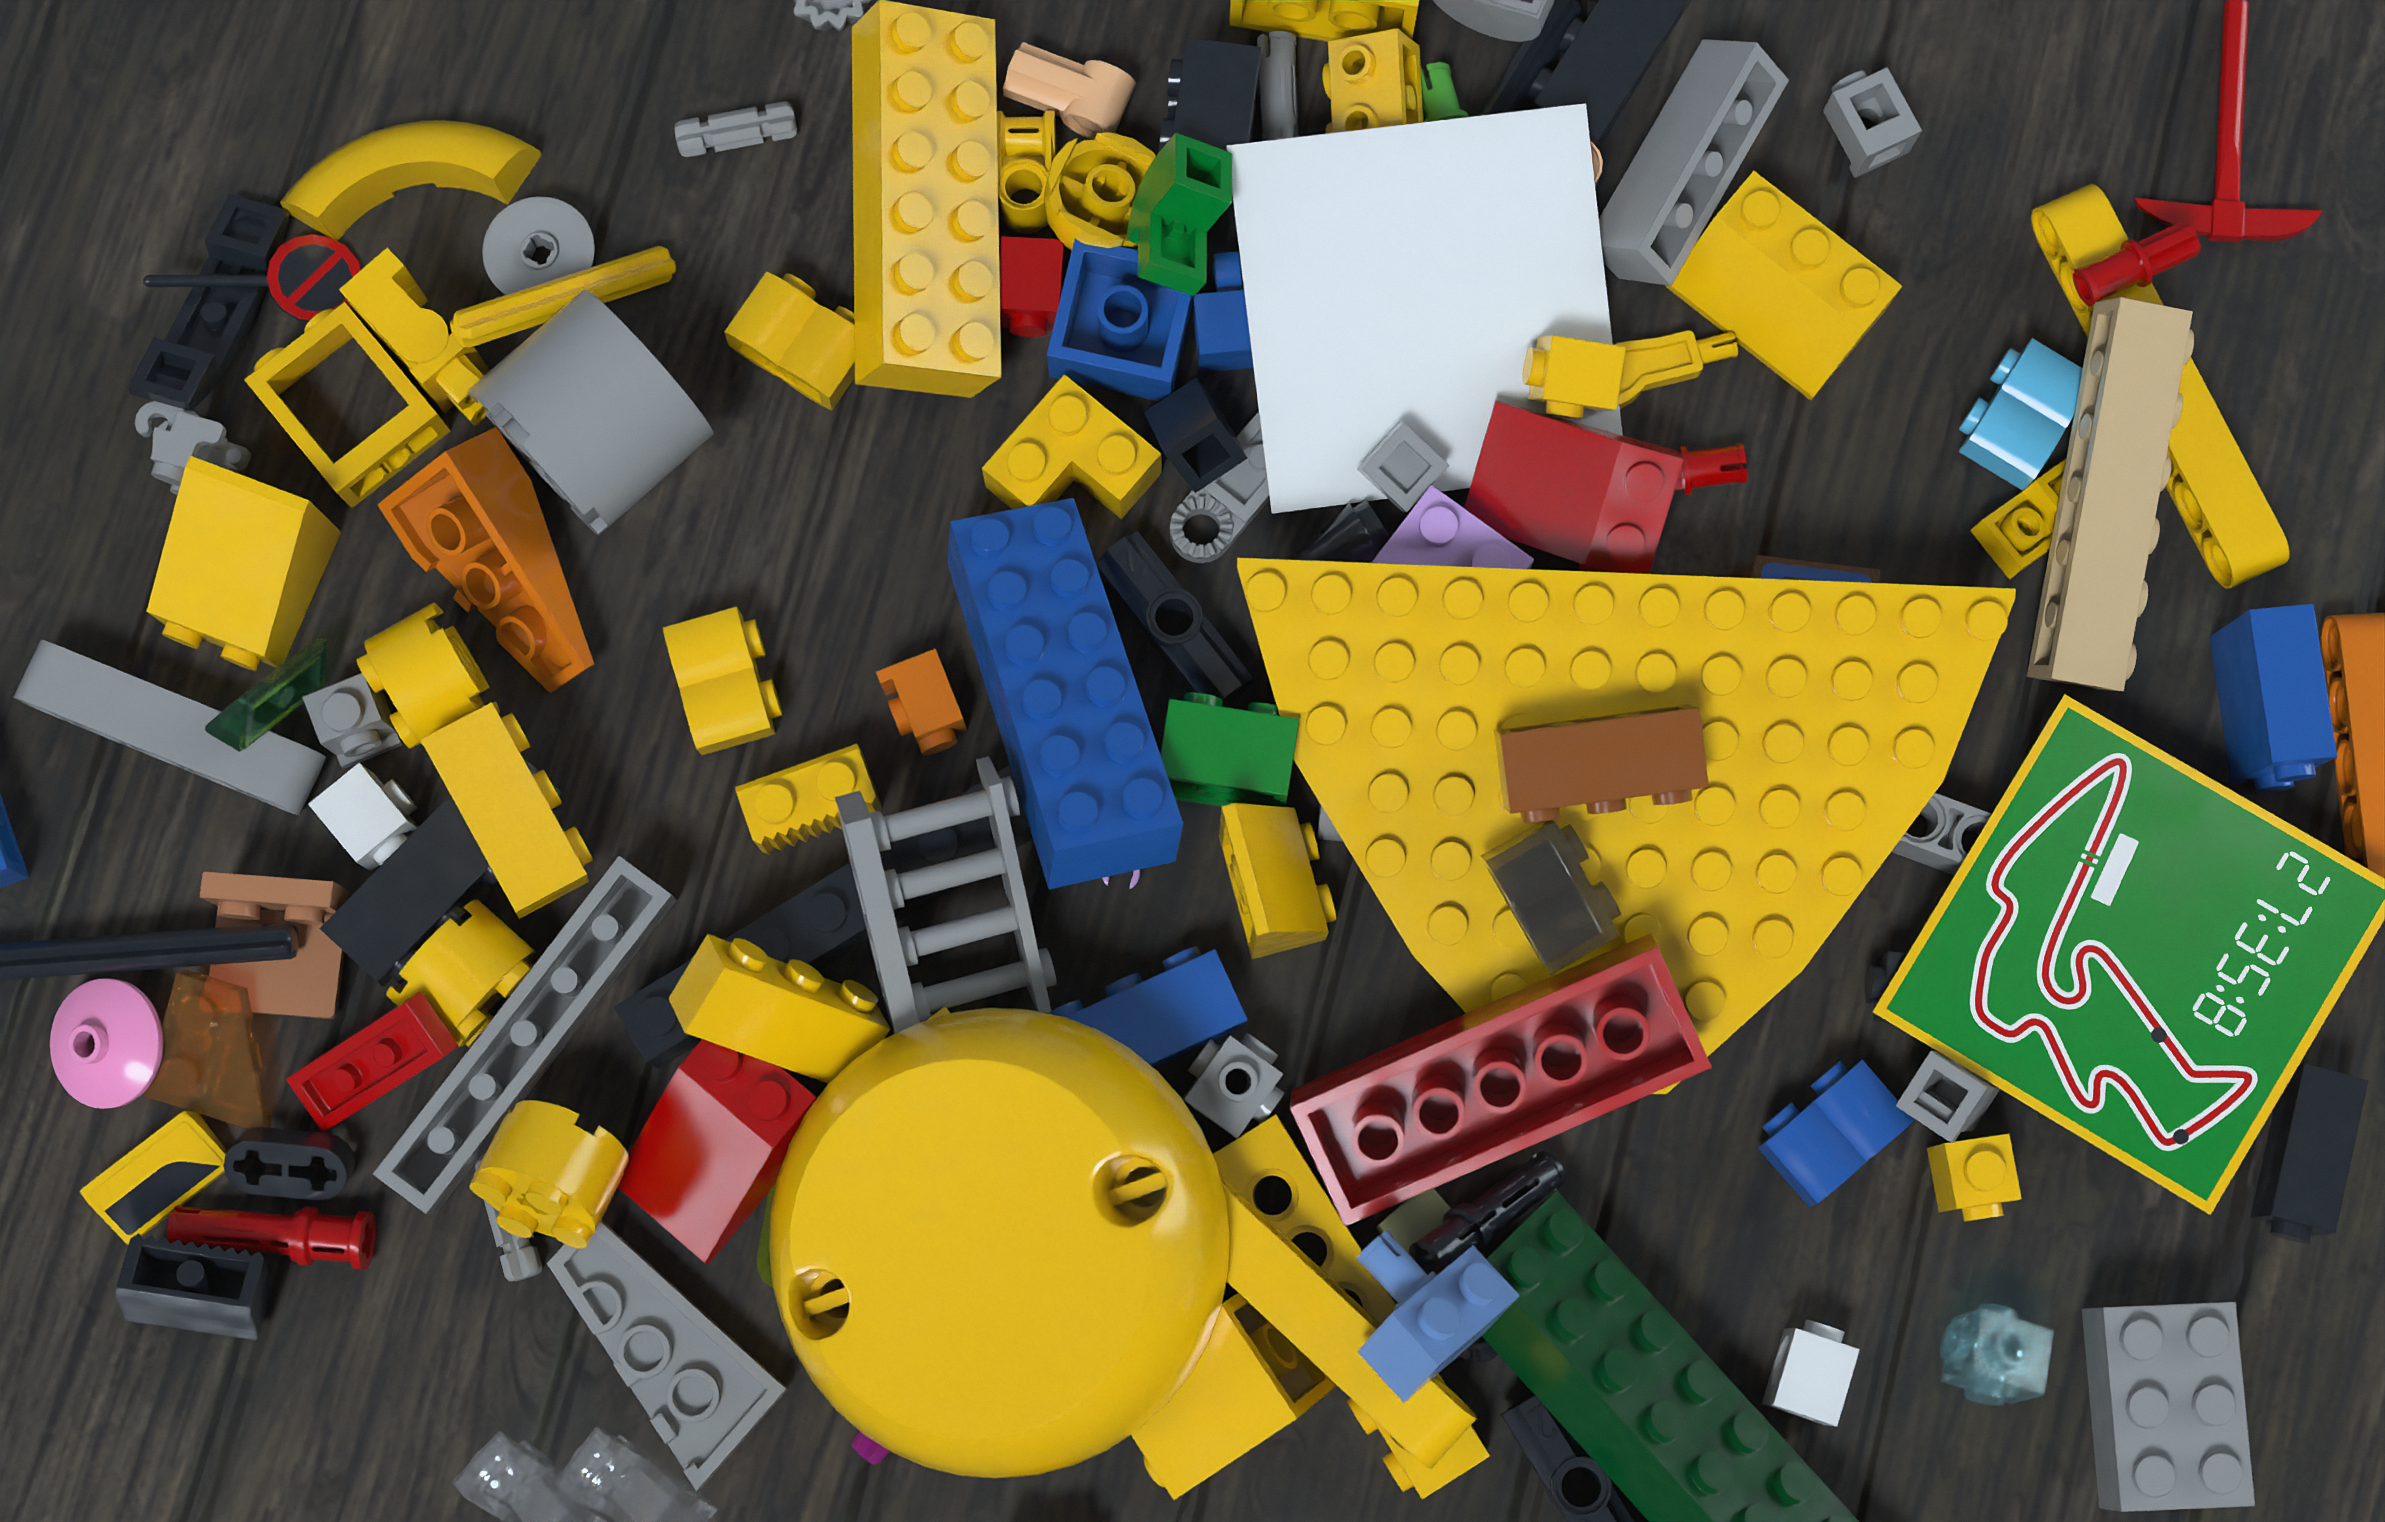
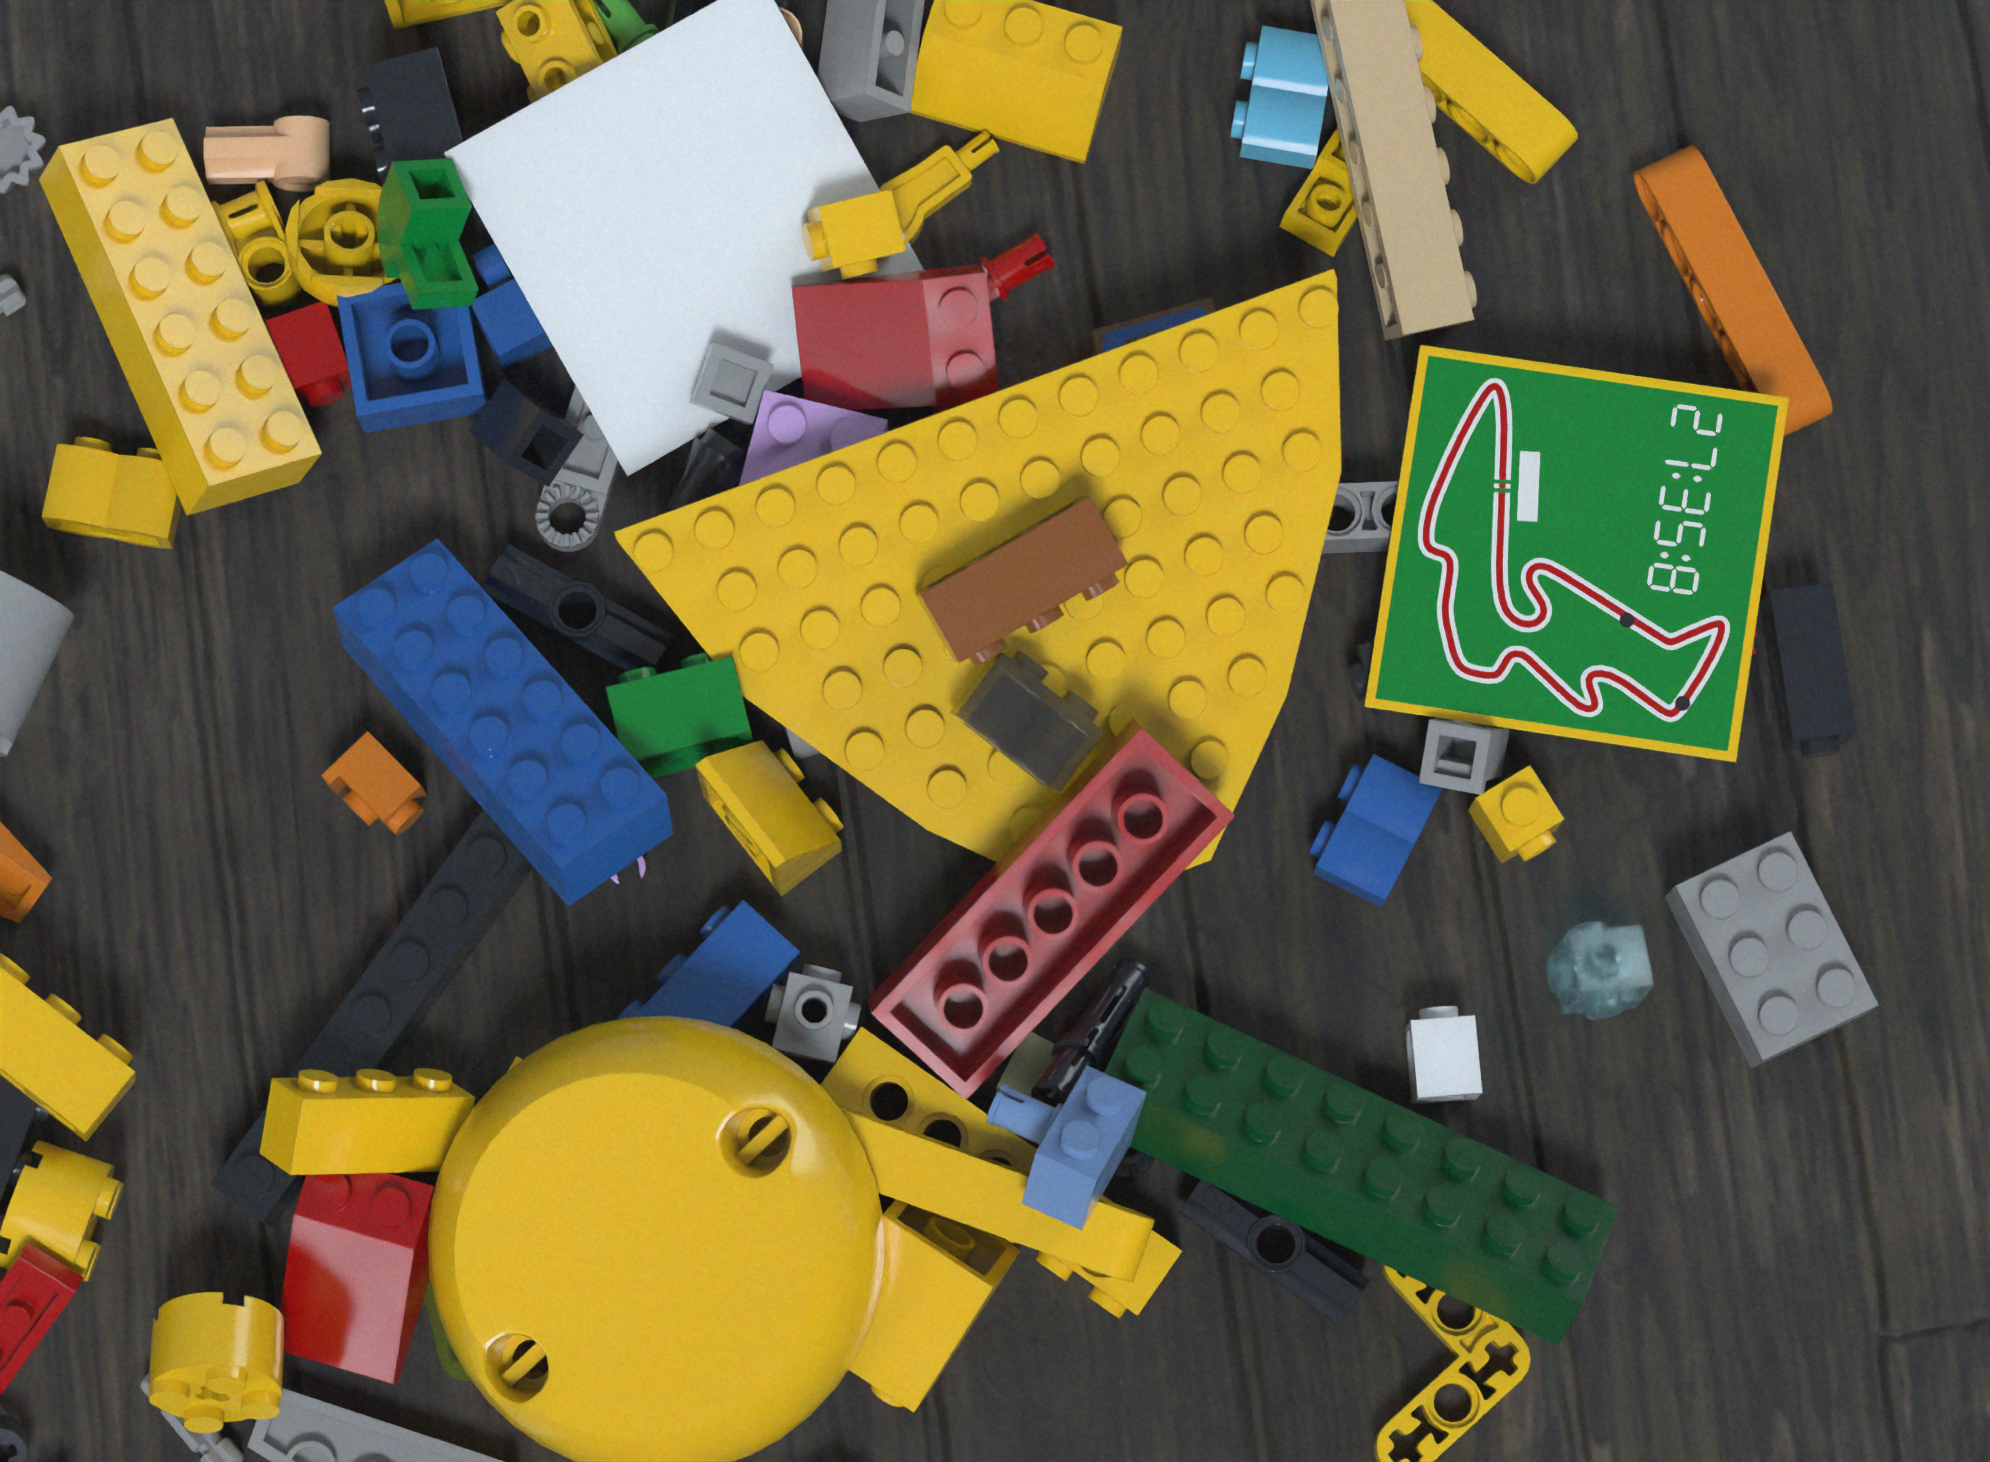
camera: 25 degrees left, 0 degrees up
(525, 1036) = (139, 1245): light grey brick -> none
(721, 680) = (177, 844): yellow brick -> none
(802, 798) = (308, 919): yellow brick -> none
(885, 891) = (417, 971): light grey fence -> none
(1071, 441) = (415, 484): yellow brick -> none
(1278, 86) = (467, 74): light grey pin -> none
(2273, 697) = (1610, 269): blue brick -> none

